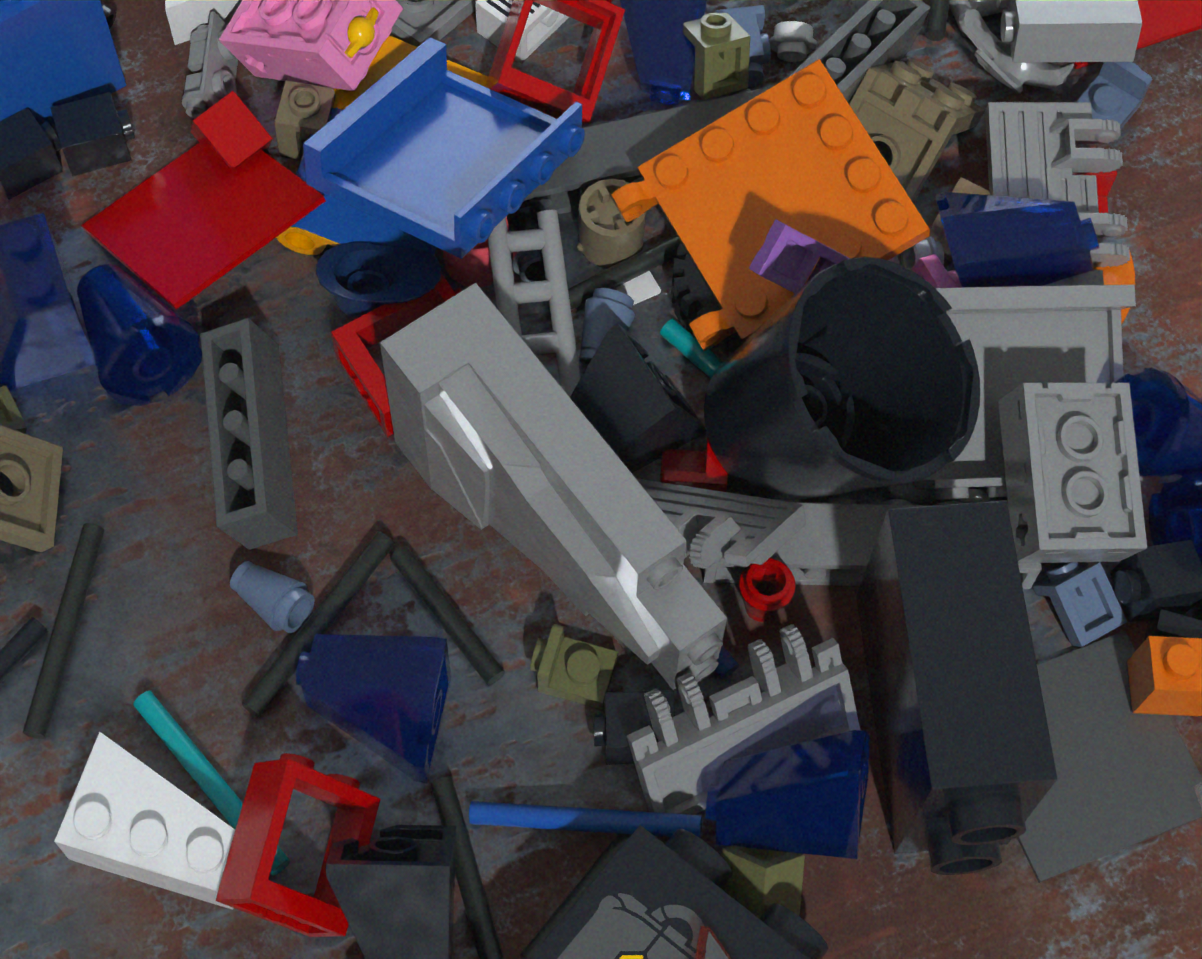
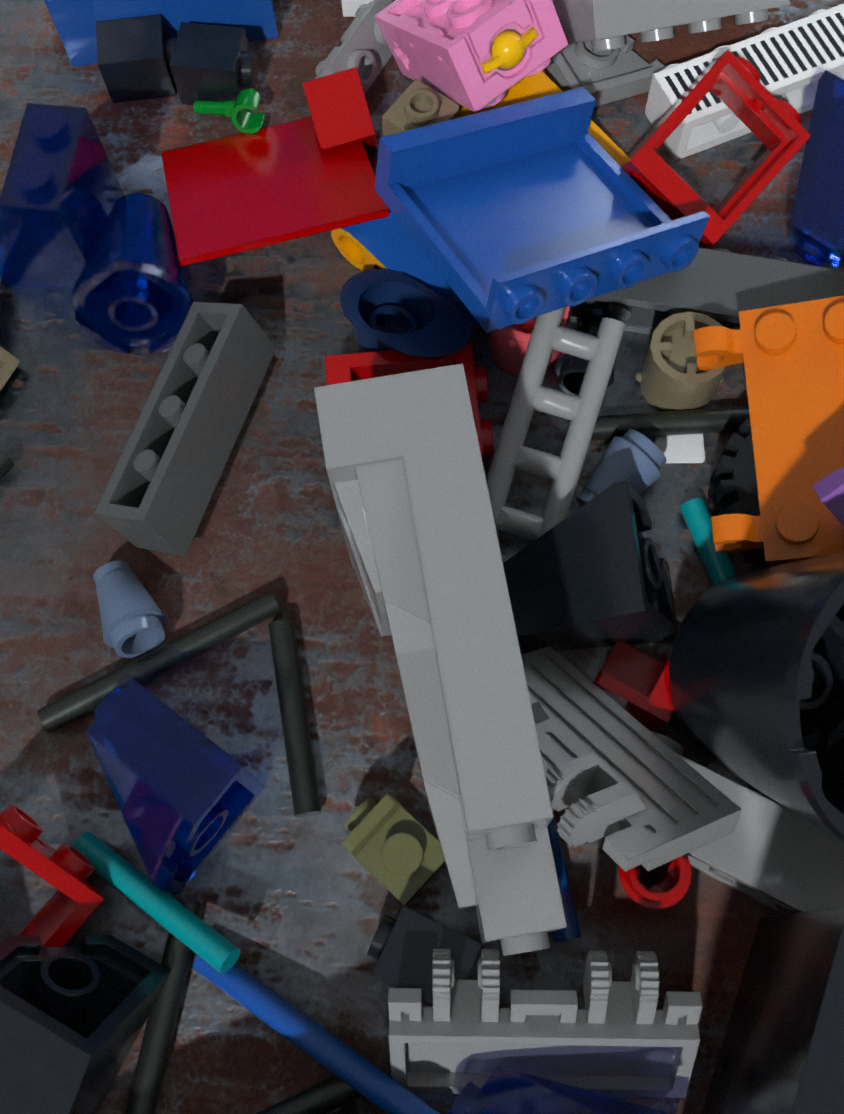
camera: 35 degrees right, 5 degrees up
(138, 159) = (241, 119): none -> green hand
(427, 786) = (158, 904): none -> teal bar

